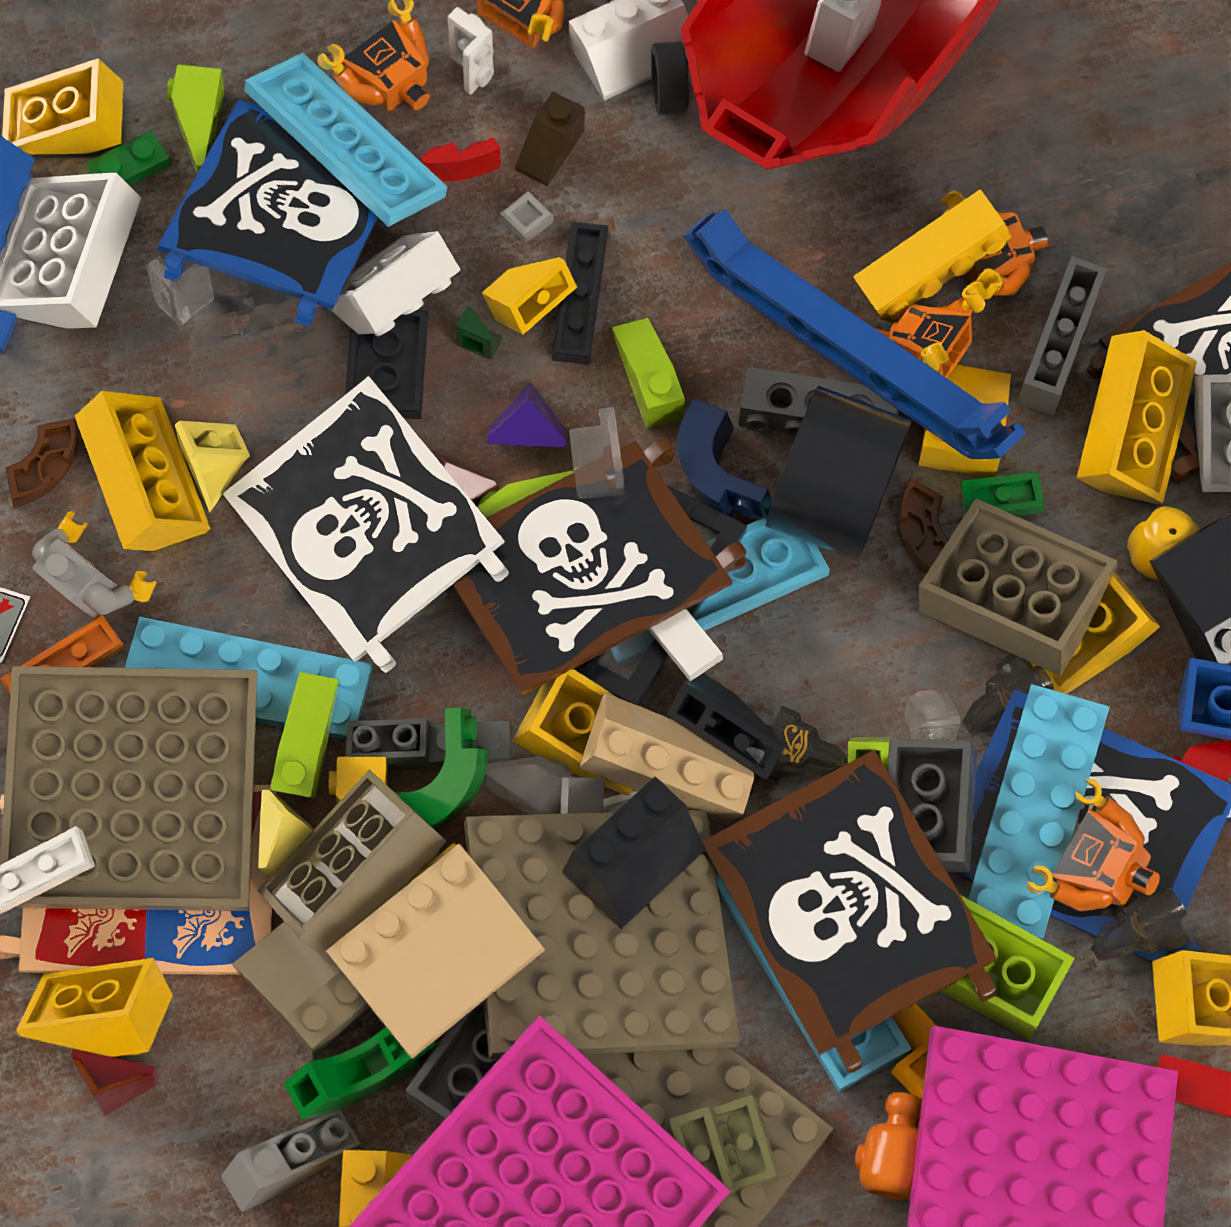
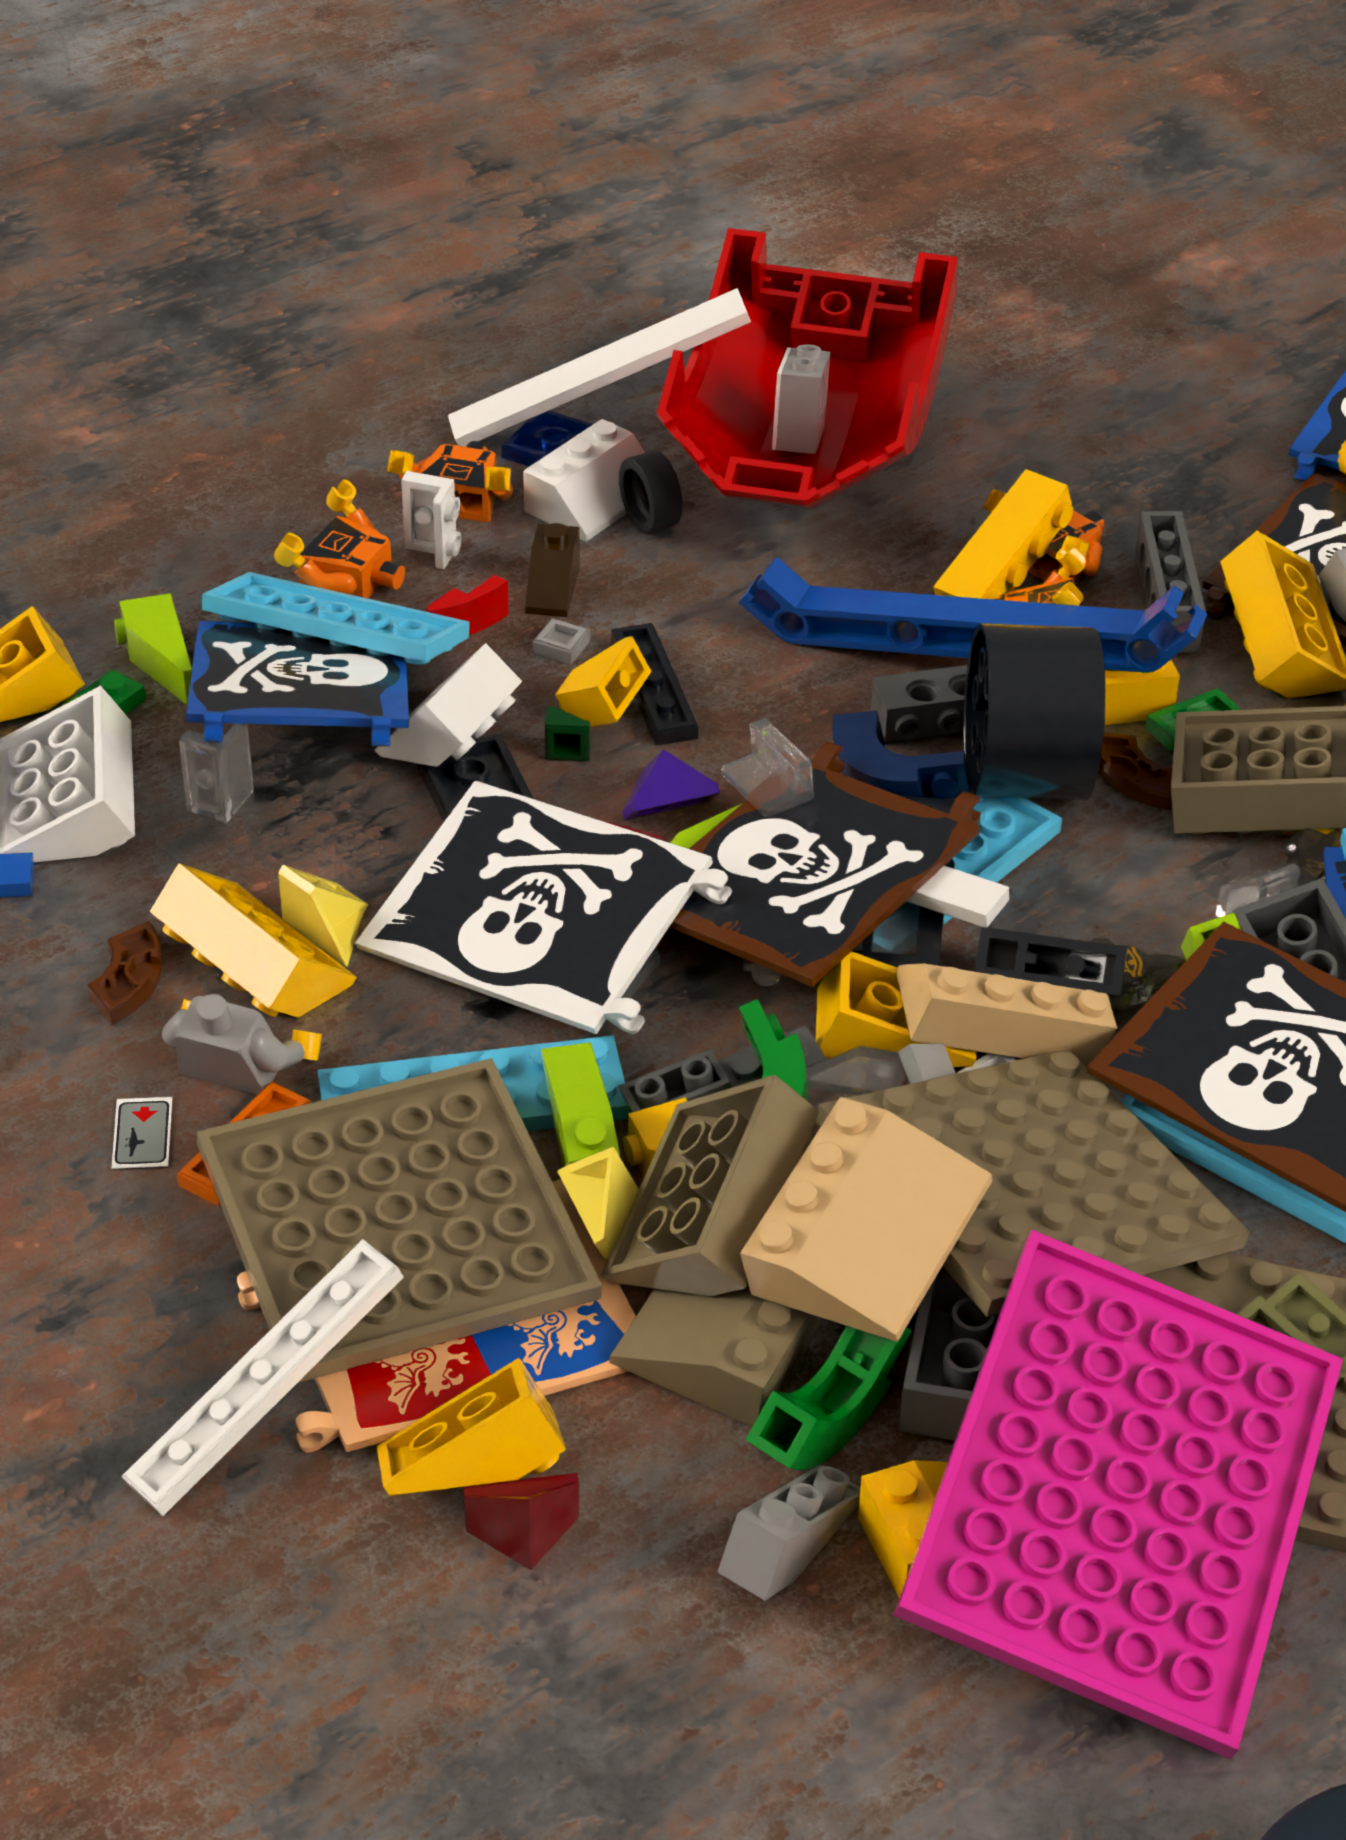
camera: 20 degrees left, 25 degrees down
(635, 853) = (1028, 1080): black slope -> none
(649, 373) = (785, 709): lime slope -> none

